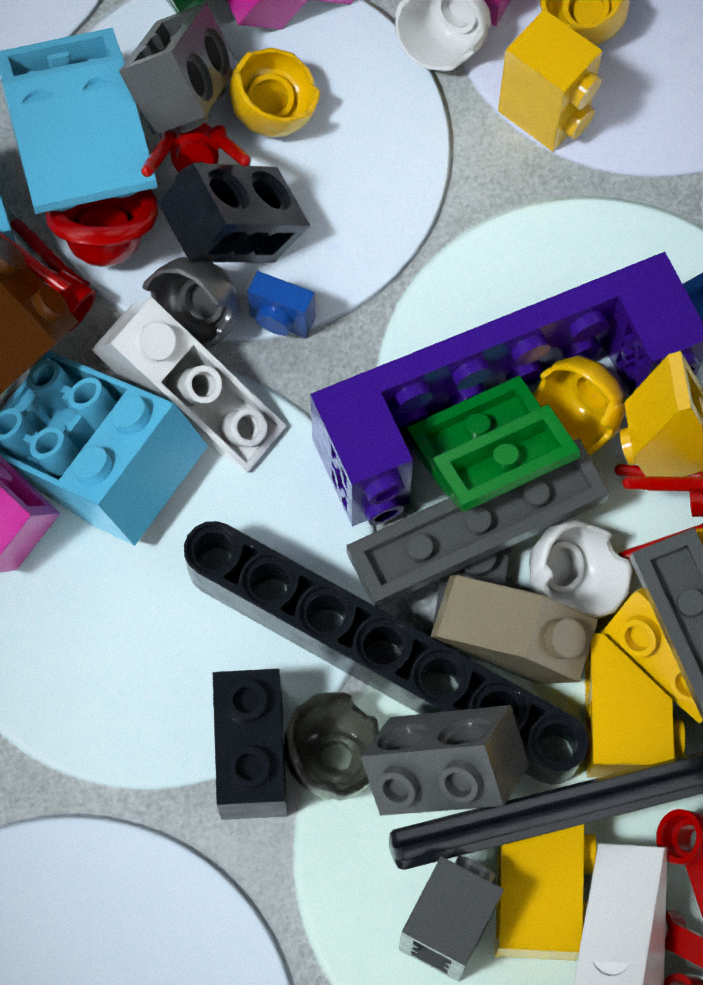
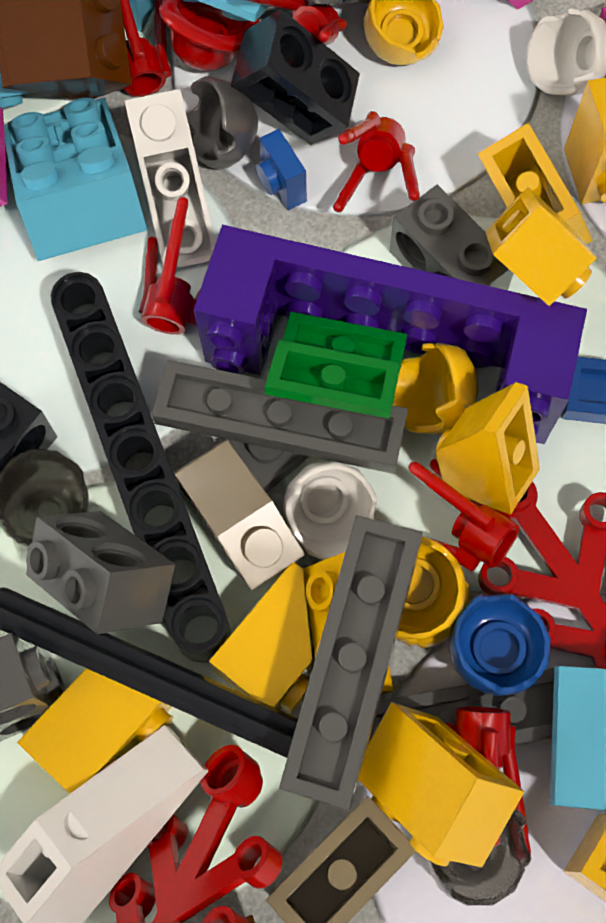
camera: 40 degrees right, 0 degrees up
(284, 497) = (167, 300): none -> red plant
(353, 227) = (378, 150): none -> red plant
(489, 275) = (445, 241): none -> dark grey brick
(523, 176) = (521, 163): none -> yellow brick
(587, 225) = (540, 248): none -> yellow brick

